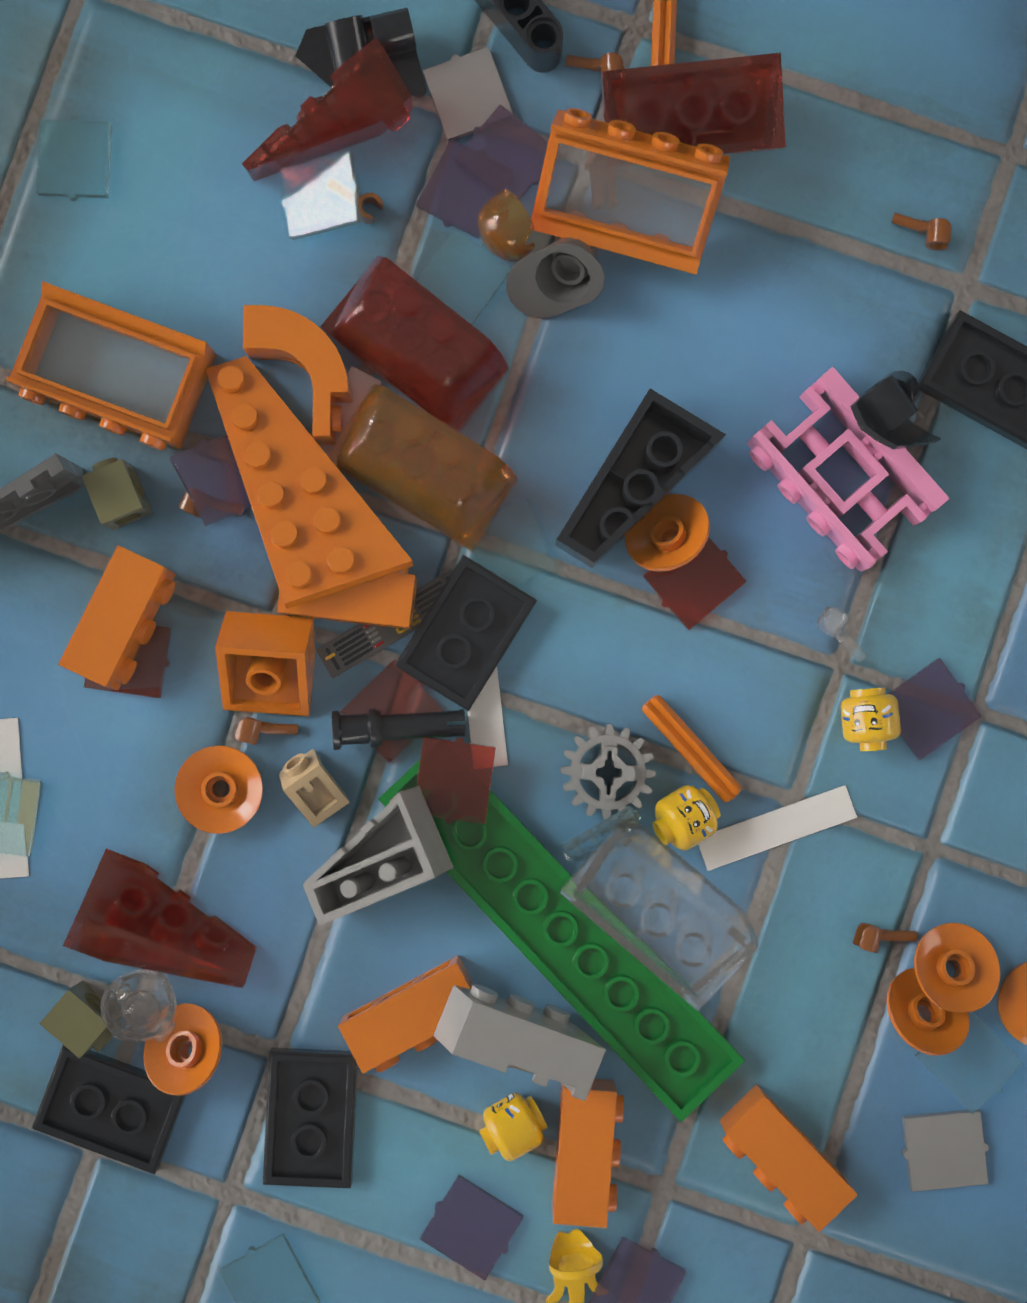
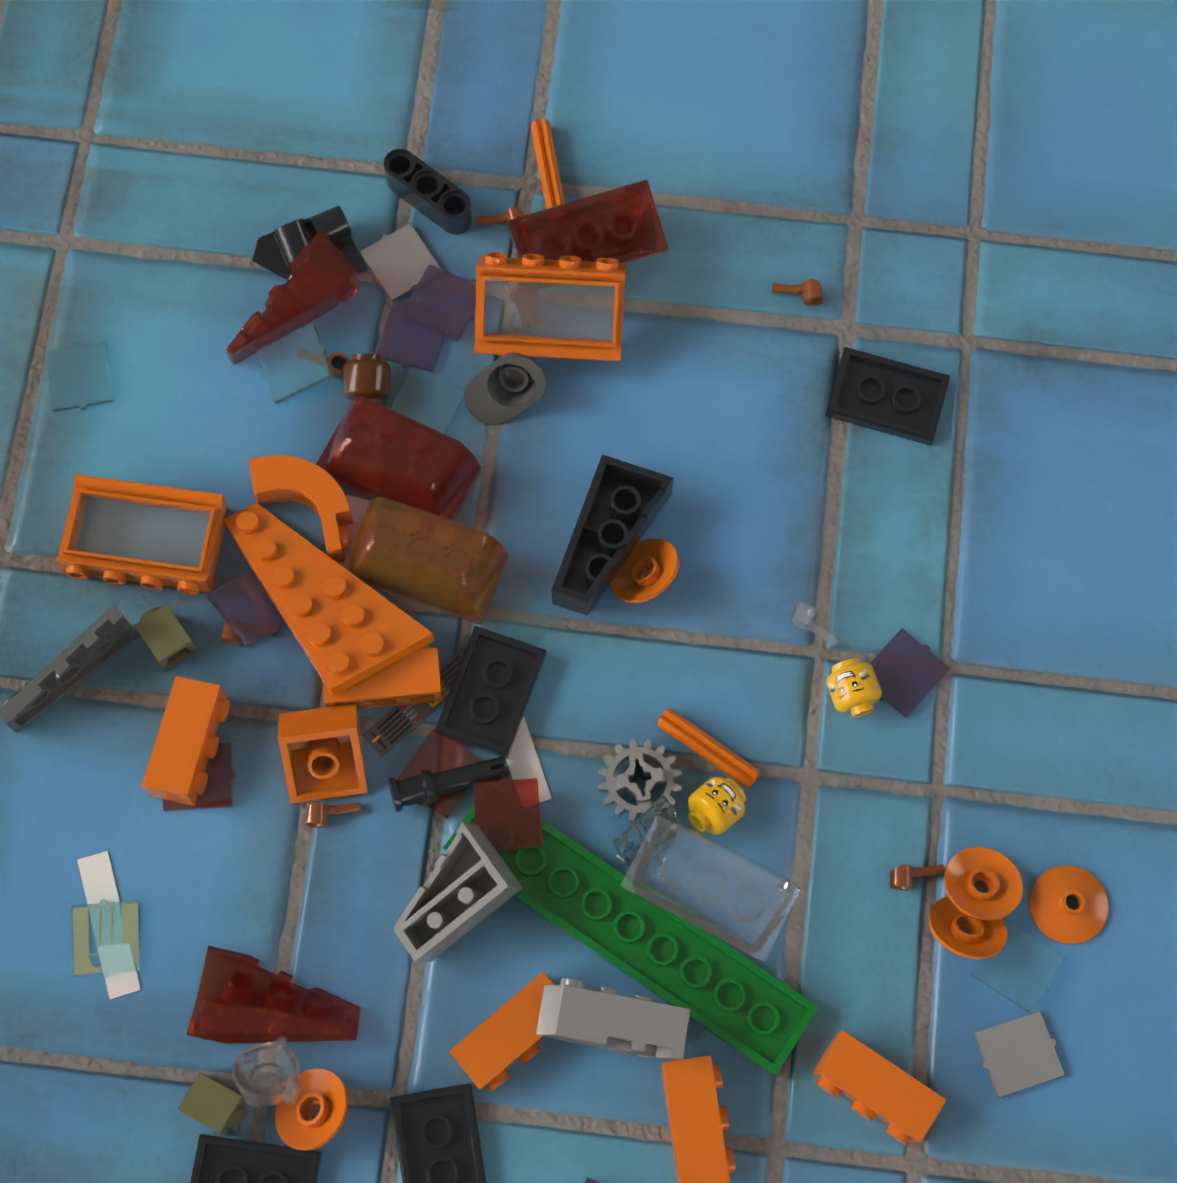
camera: 15 degrees left, 15 degrees down
(197, 793) = (290, 853): orange dish -> none
(312, 787) = (383, 851): tan bracket -> none
(399, 233) = (367, 377): none -> reddish brown head
(505, 227) = (454, 355): clear orange hair -> none
(513, 1126) = (625, 1114): yellow head -> none
(698, 585) = (679, 610): clear red piece -> none
(777, 827) = (798, 802): white sticker -> none
(877, 460) = (798, 467): bright pink fence -> none
(886, 410) = (800, 432): black panel -> none

